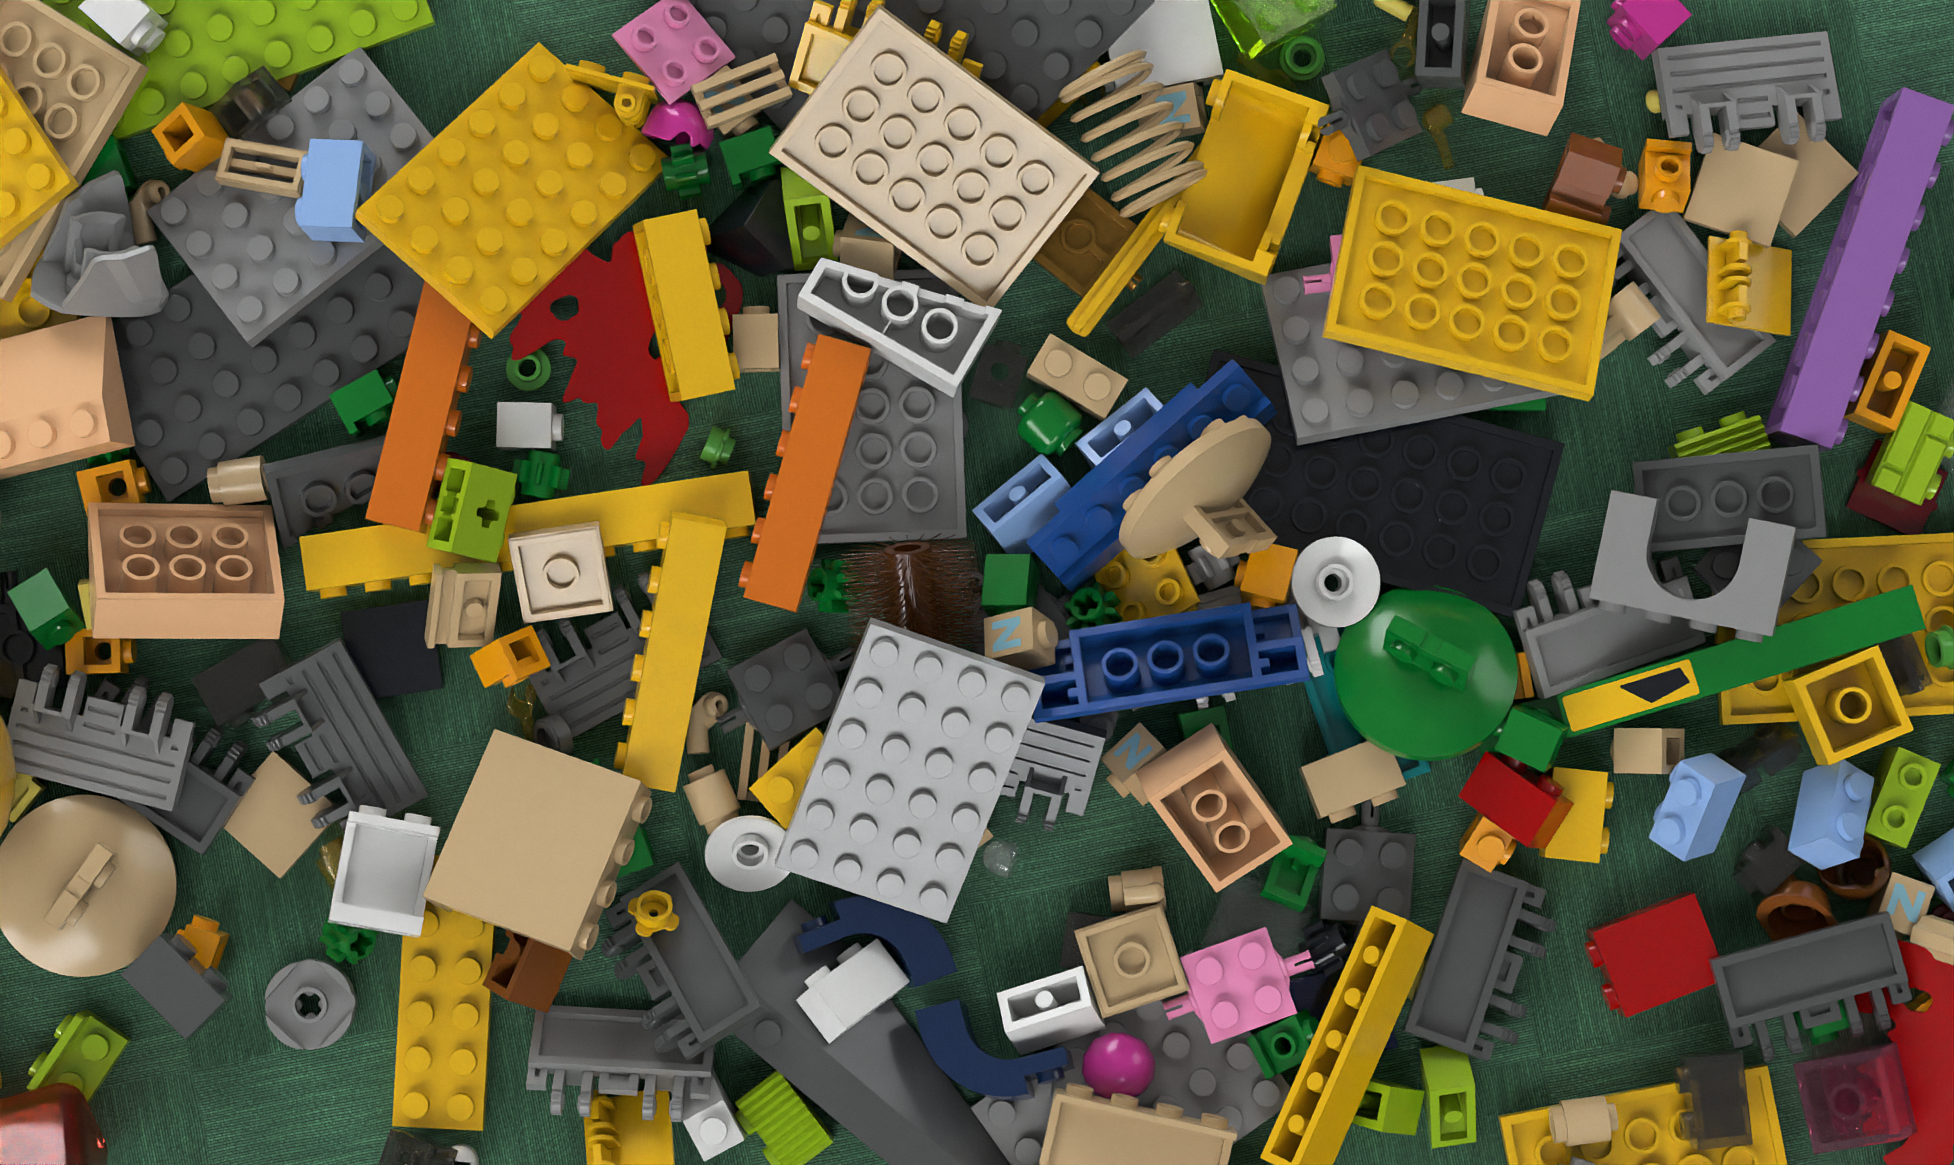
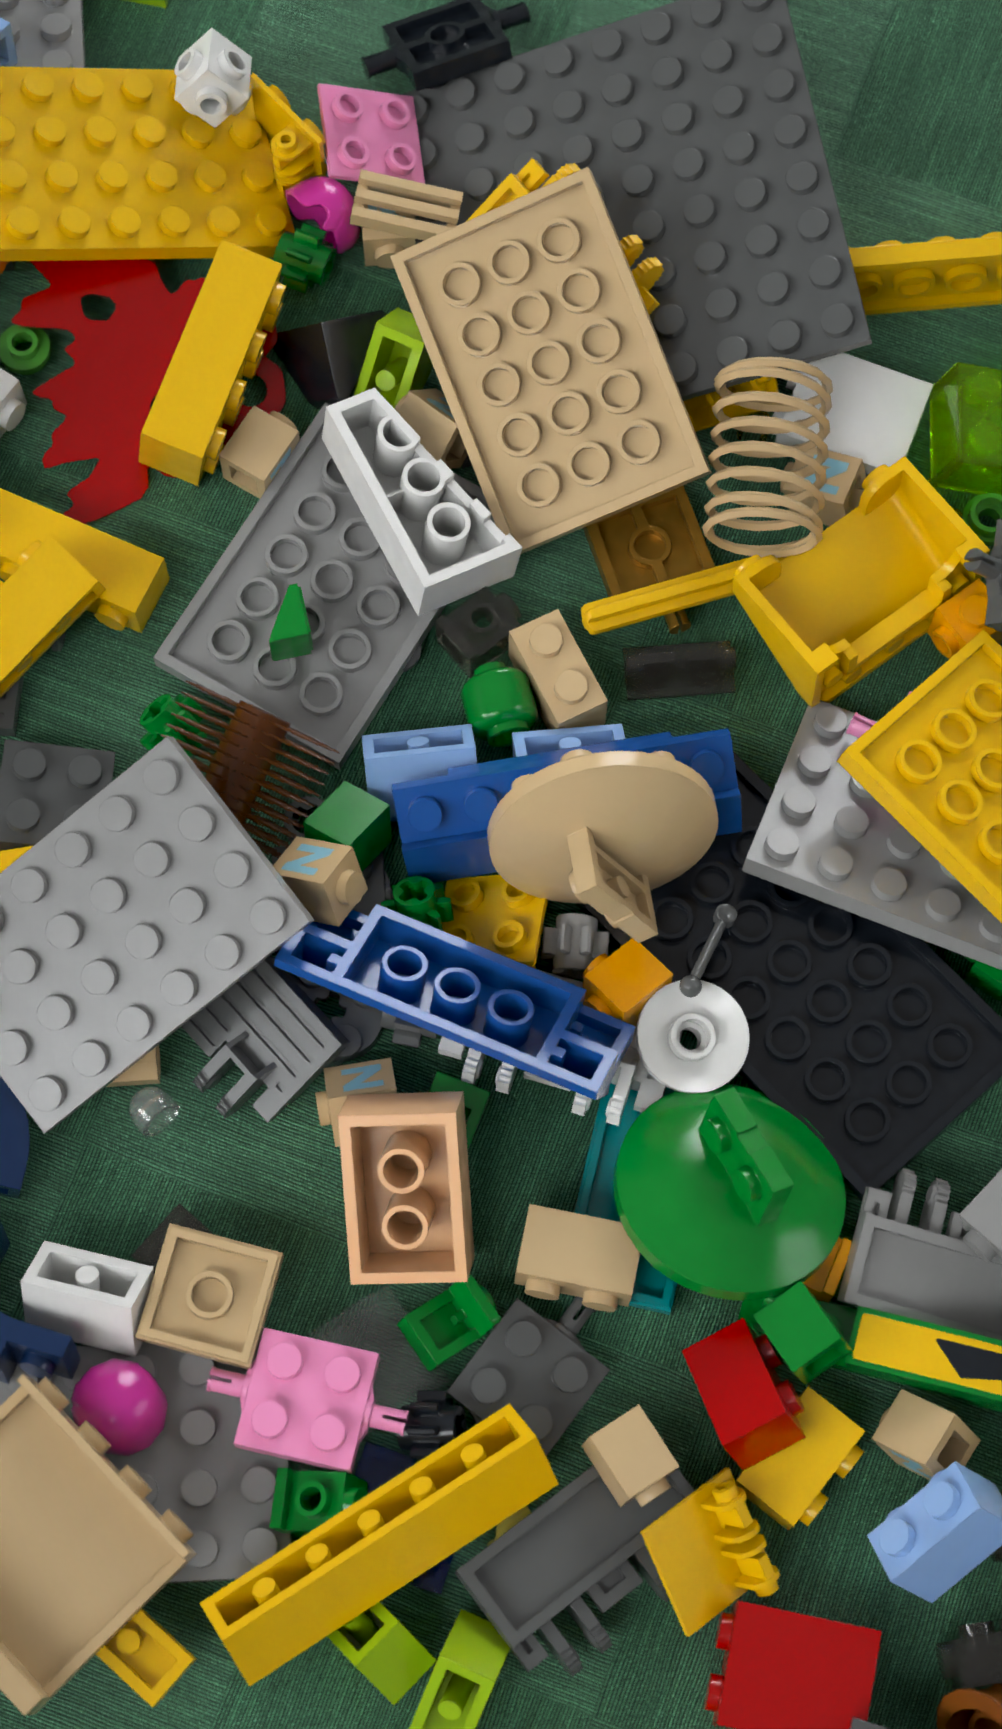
camera: 30 degrees right, 15 degrees down
(536, 83) = (213, 78): none -> white brick
(718, 447) = (153, 528): bright green plate -> none
(750, 157) = (370, 283): green brick -> none
(807, 472) = (218, 595): orange brick -> none
(875, 464) = (291, 630): none -> green slope
(1137, 889) = (272, 1230): tan piece -> none
(1302, 482) = (723, 918): none -> dark grey hinge
(1471, 889) = (631, 1458): none -> tan brick
(1486, 843) = (684, 1425): light orange brick -> none
(1556, 912) = (710, 1552): none -> yellow hinge

